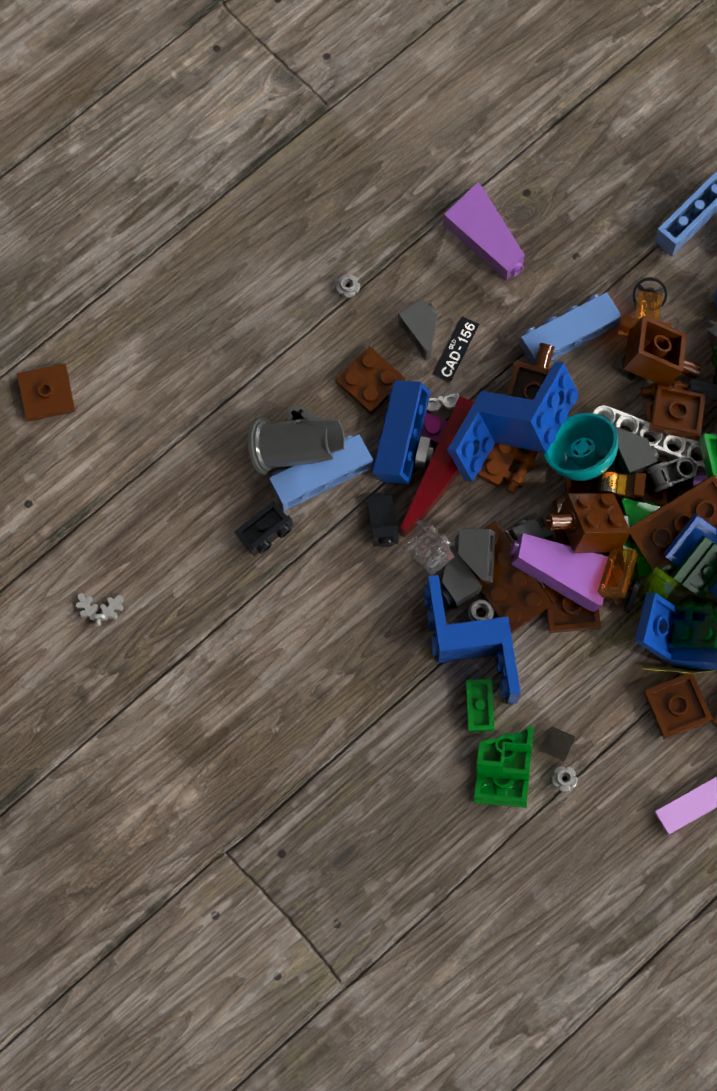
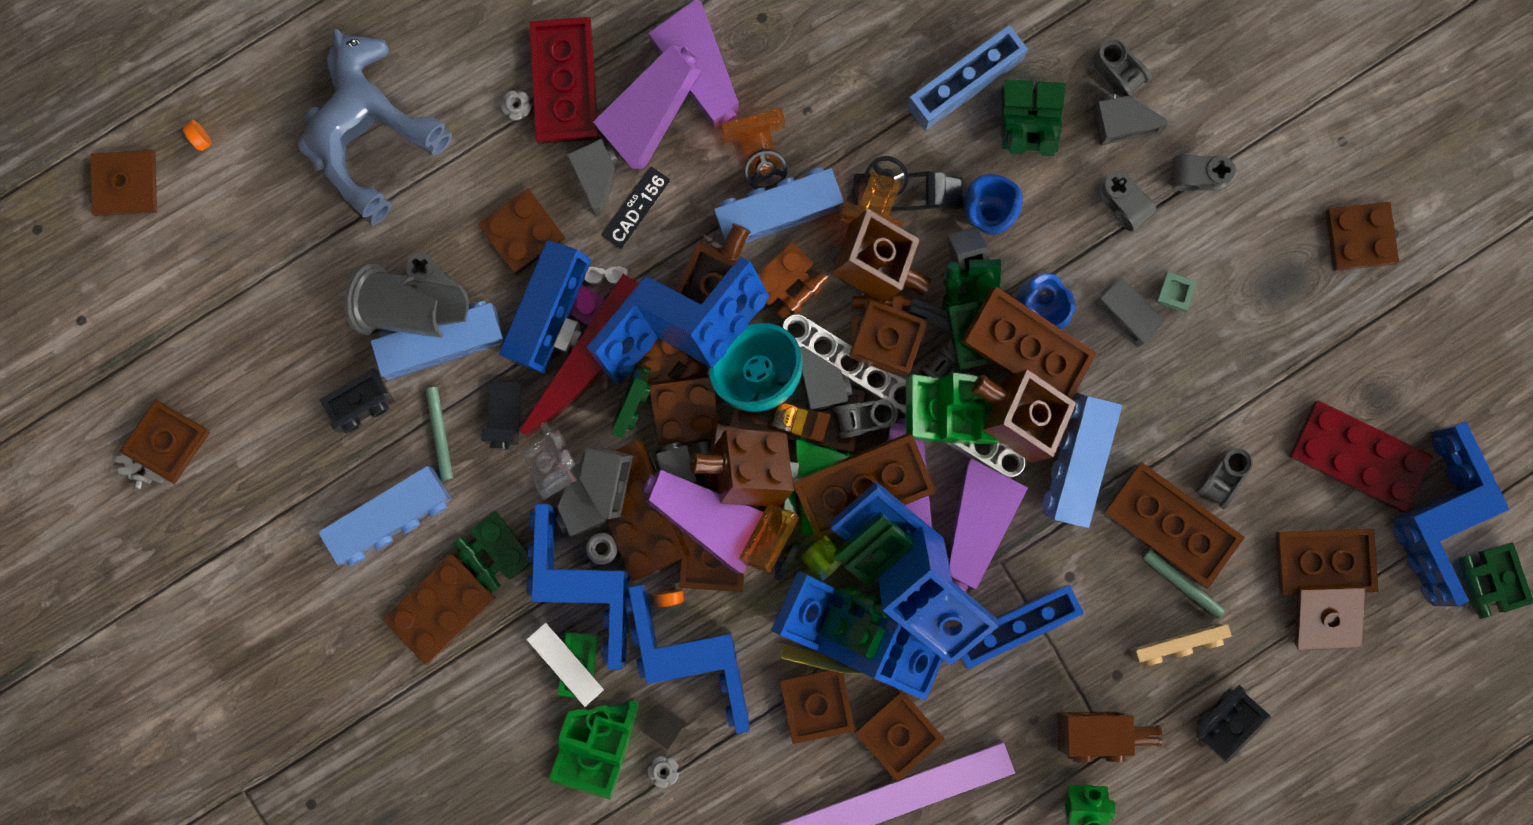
camera: 10 degrees right, 10 degrees up
(99, 346) = (197, 135): none -> orange tile
(114, 584) = (164, 441): none -> reddish brown plate
(220, 310) = (351, 113): none -> sand blue animal
(303, 613) = (385, 516): none -> medium blue brick
(333, 545) = (439, 433): none -> sand green piece
(358, 680) = (439, 609): none -> reddish brown plate
(382, 261) = (563, 80): none -> dark red plate
(399, 623) = (502, 547): none -> dark green plate
(454, 268) = (648, 106): none -> medium lavender slope
(470, 705) = (565, 664): none -> white sticker
(483, 499) = (626, 411): none -> dark green plate
(526, 493) = (683, 409): none -> reddish brown plate
(542, 285) = (758, 145): none -> clear orange piece
(542, 641) = (668, 598): none -> orange tile
(571, 682) = (686, 658): none -> blue bracket
(588, 374) = (783, 273): none -> dark orange plate
(694, 298) = (940, 191): none -> black piece

